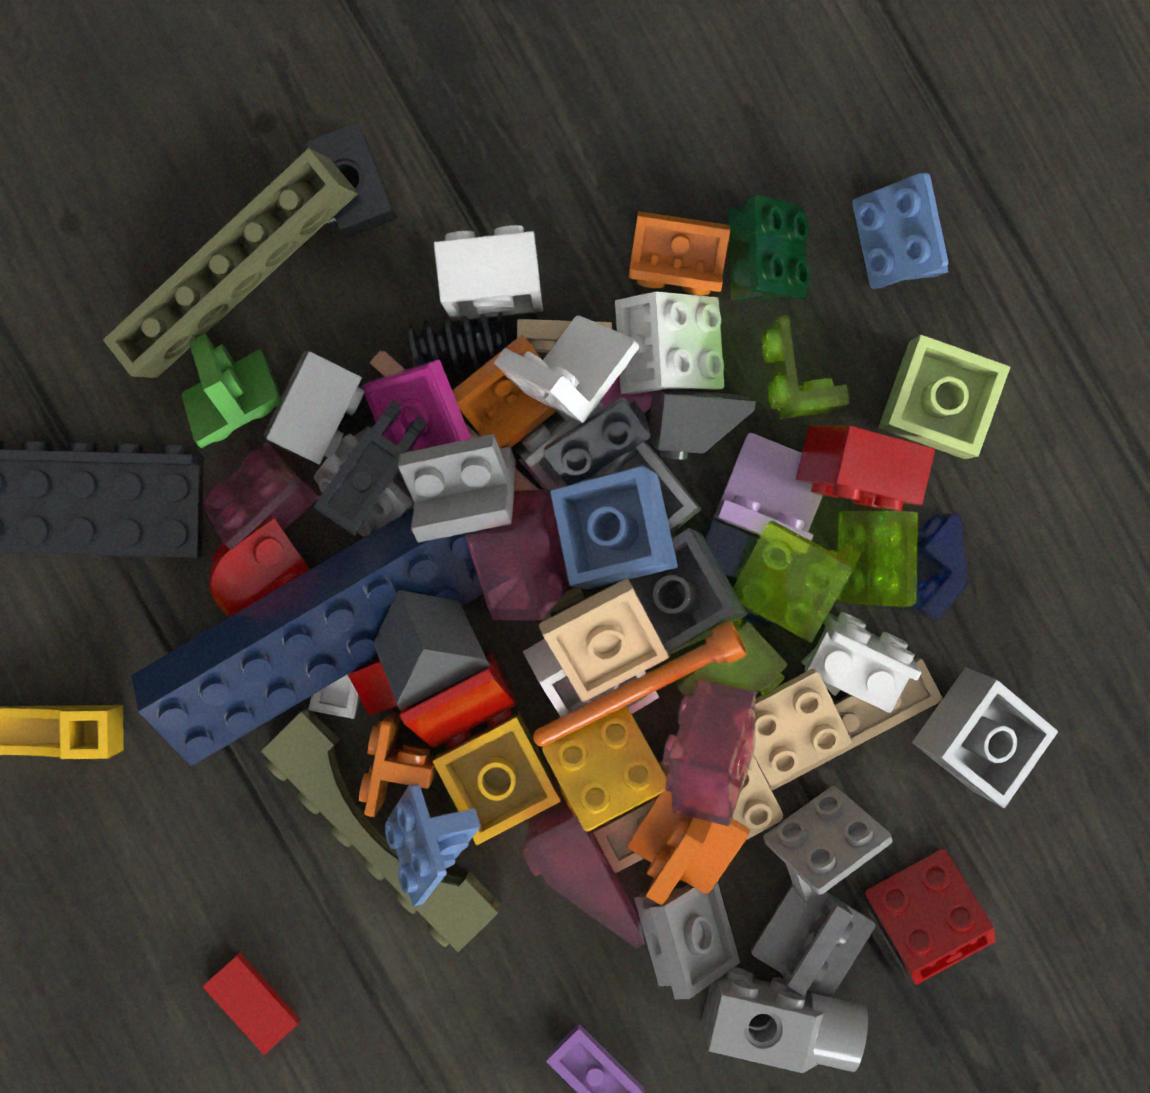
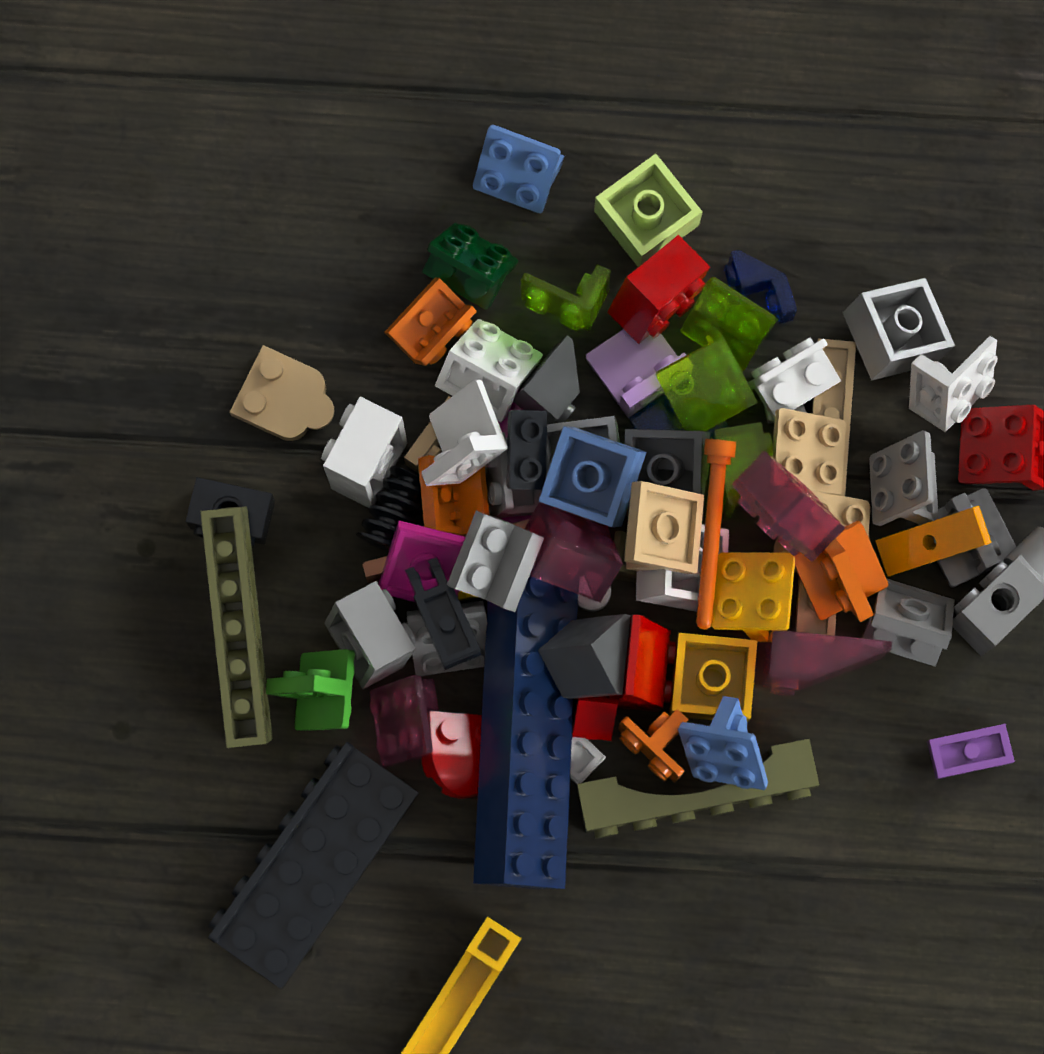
camera: 55 degrees left, 10 degrees down
(251, 1003) = (764, 967): red tile -> none
(506, 154) = (283, 397): none -> tan plate
(765, 897) = (917, 546): none -> light orange tile
(941, 828) = (948, 396): none -> white bracket

